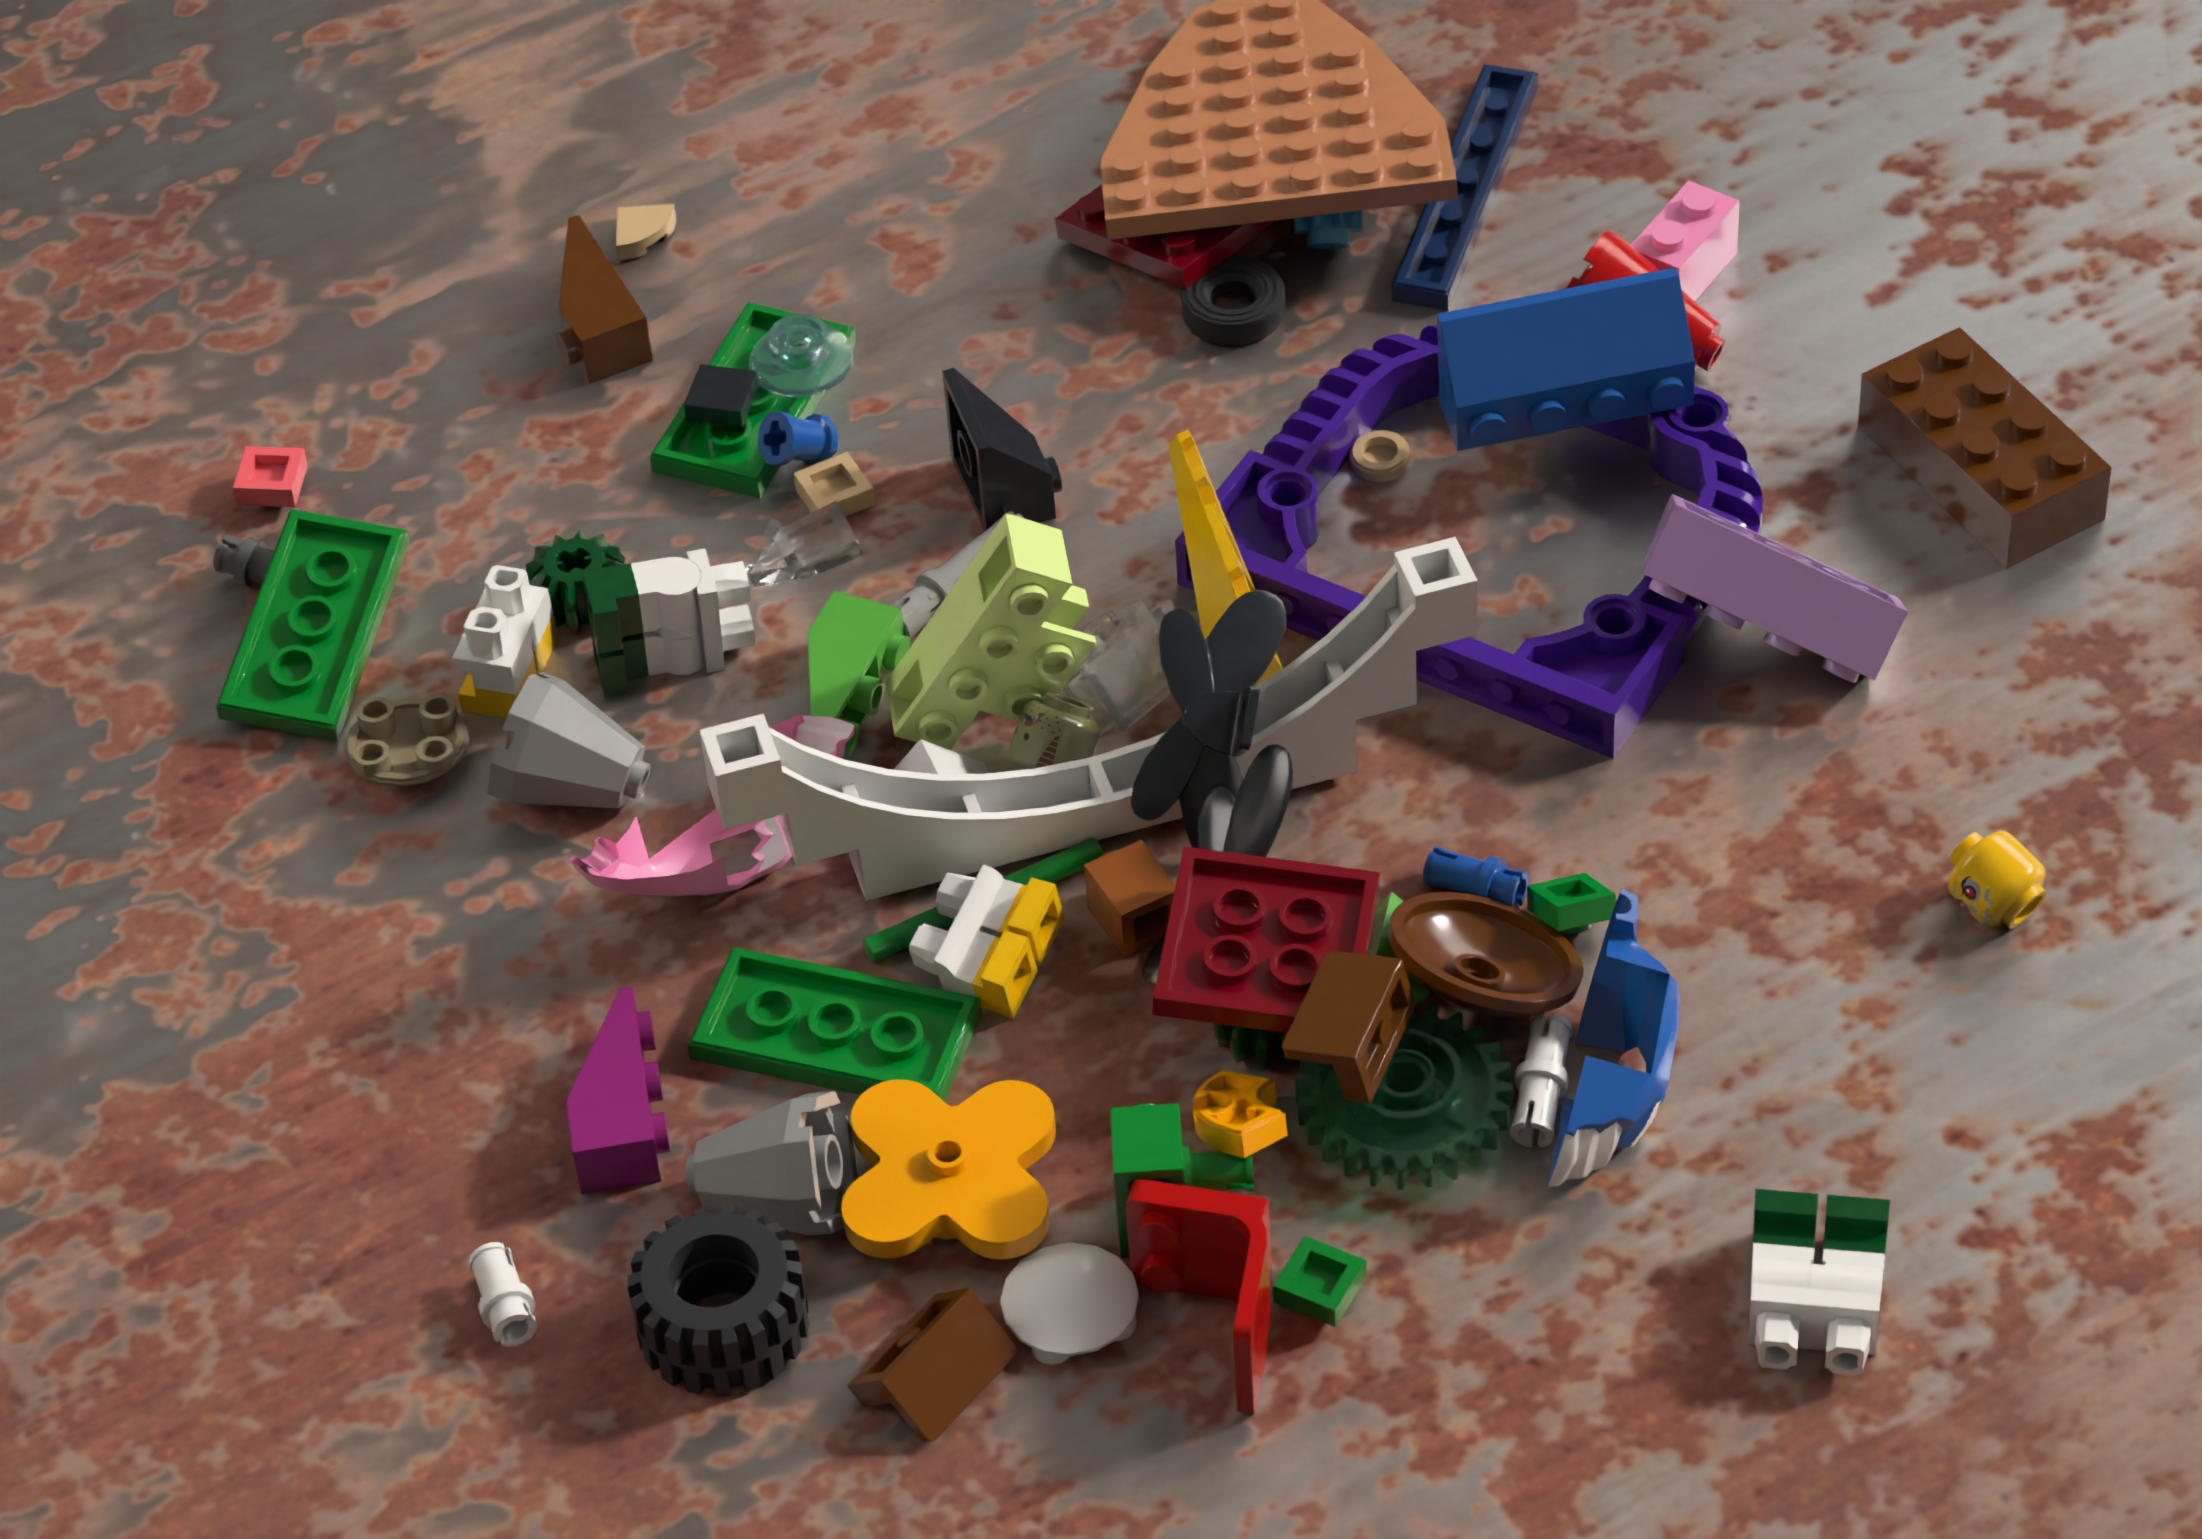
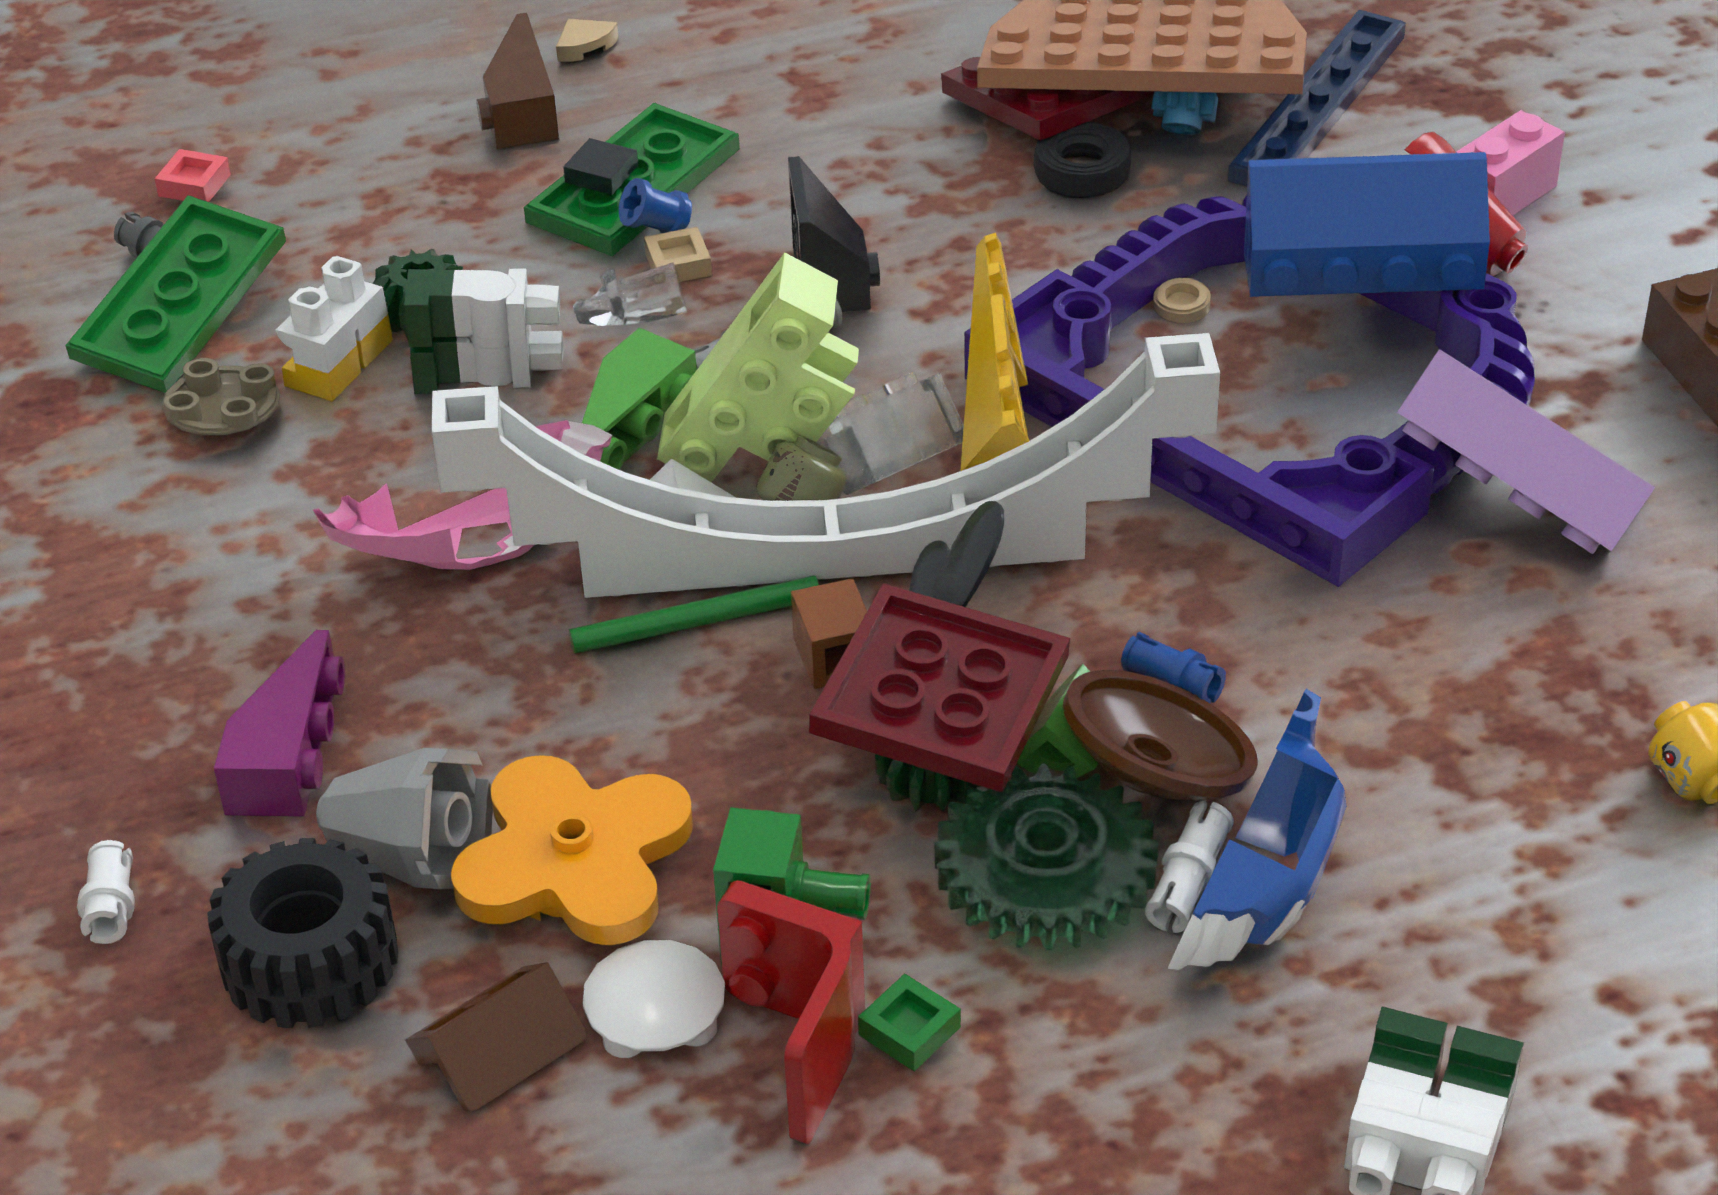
camera: 10 degrees right, 5 degrees down
(565, 751) = (347, 421): light grey cone -> none
(801, 357) = (682, 146): clear light blue piece -> none
(832, 1025) = (515, 702): green tile -> none
(995, 937) = (685, 645): hips -> none
(1217, 701) = (949, 451): black piece -> none
(1237, 1113) = (870, 842): light orange tile -> none
(1353, 1019) = (1004, 770): reddish brown panel -> none
(1571, 902) = (1258, 705): green plate -> none

